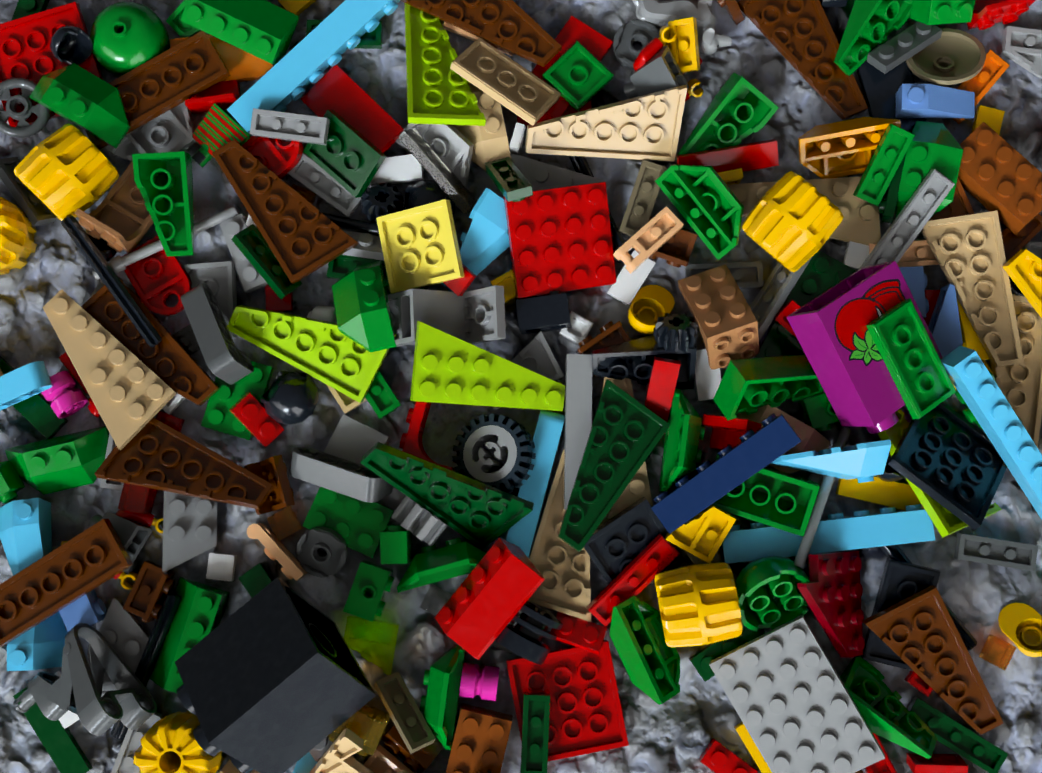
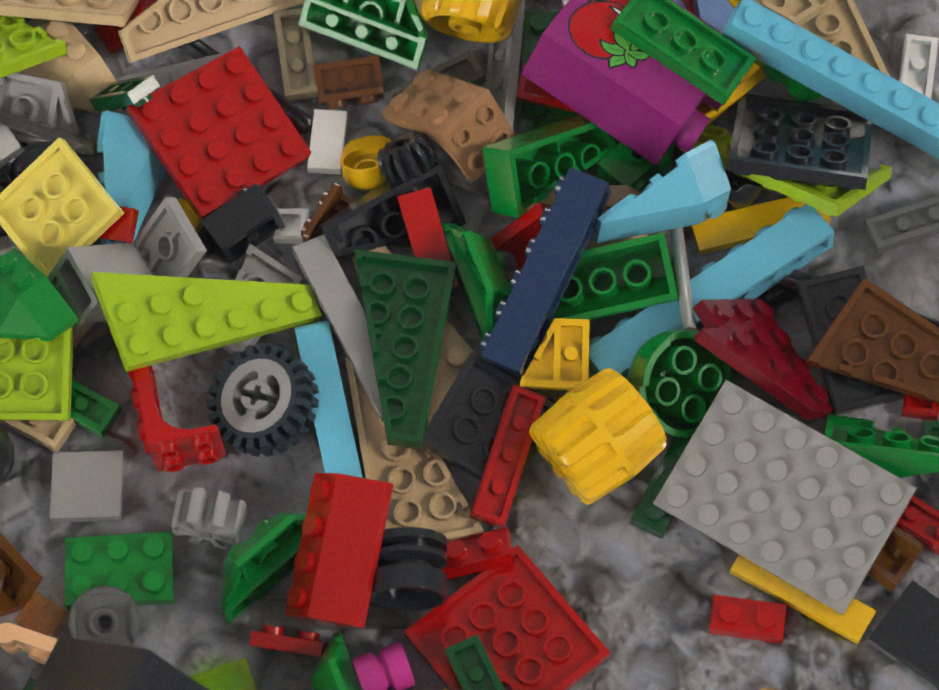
camera: 25 degrees left, 20 degrees down
(338, 475) = (84, 513): beam -> none
(368, 591) = (187, 634): green brick -> none
(395, 545) = (194, 559): green brick -> none
(425, 625) = (273, 638): none -> red plate
(459, 501) = (253, 462): dark green wing -> none
(517, 138) = (114, 57): white tile -> none
(643, 651) = (563, 527): green wedge -> none
(649, 239) = (322, 81): light nougat plate -> none
(705, 378) = (474, 202): white tile -> none

